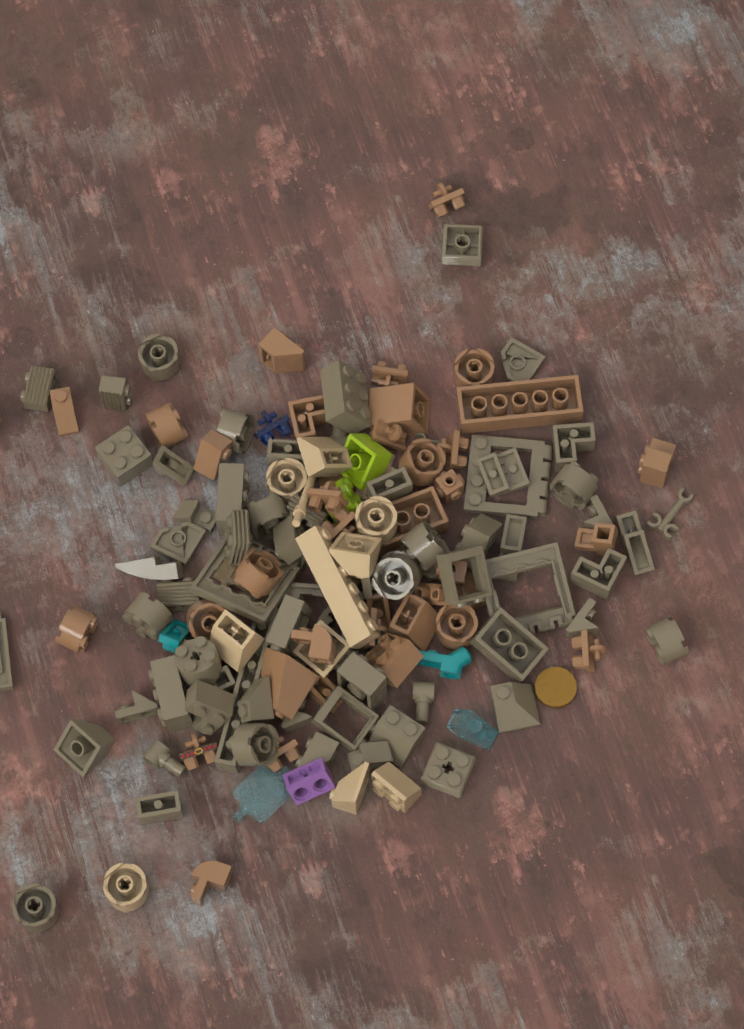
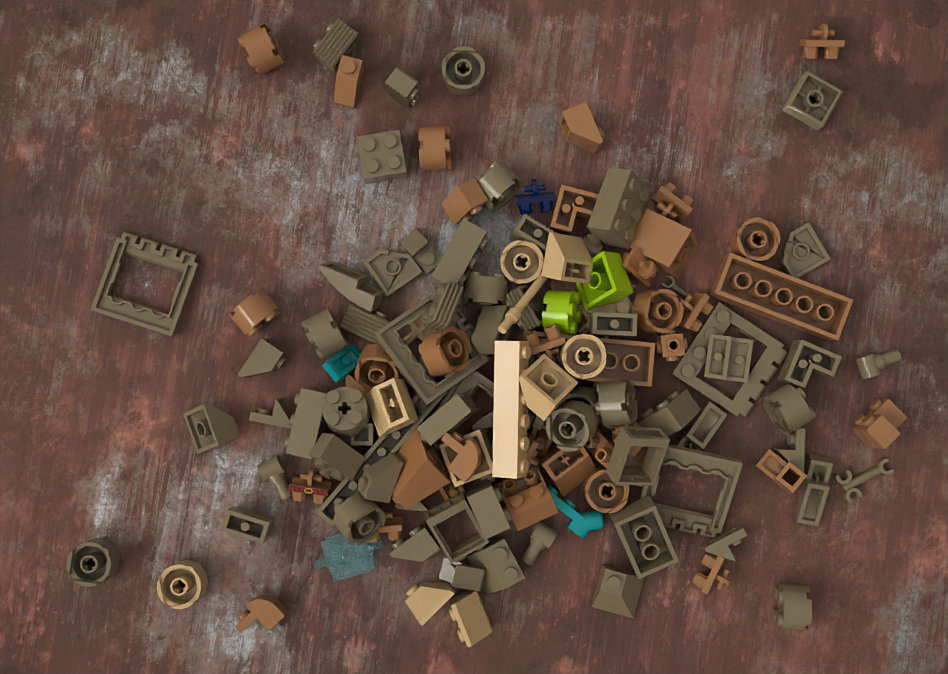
camera: 25 degrees right, 20 degrees up
(103, 668) = (263, 359): none -> dark tan slope
(172, 465) = (422, 191): dark tan slope -> none
(309, 781) = (394, 571): medium lavender brick -> none
(326, 495) = (552, 317): medium nougat hips -> none
(456, 780) = (526, 635): dark tan brick -> none
(472, 728) = (568, 594): clear light blue slope -> none
(555, 687) = (665, 591): pearl gold tile -> none
(599, 578) = (763, 512): dark tan brick -> none
(627, 421) = (872, 364): none -> dark tan pin

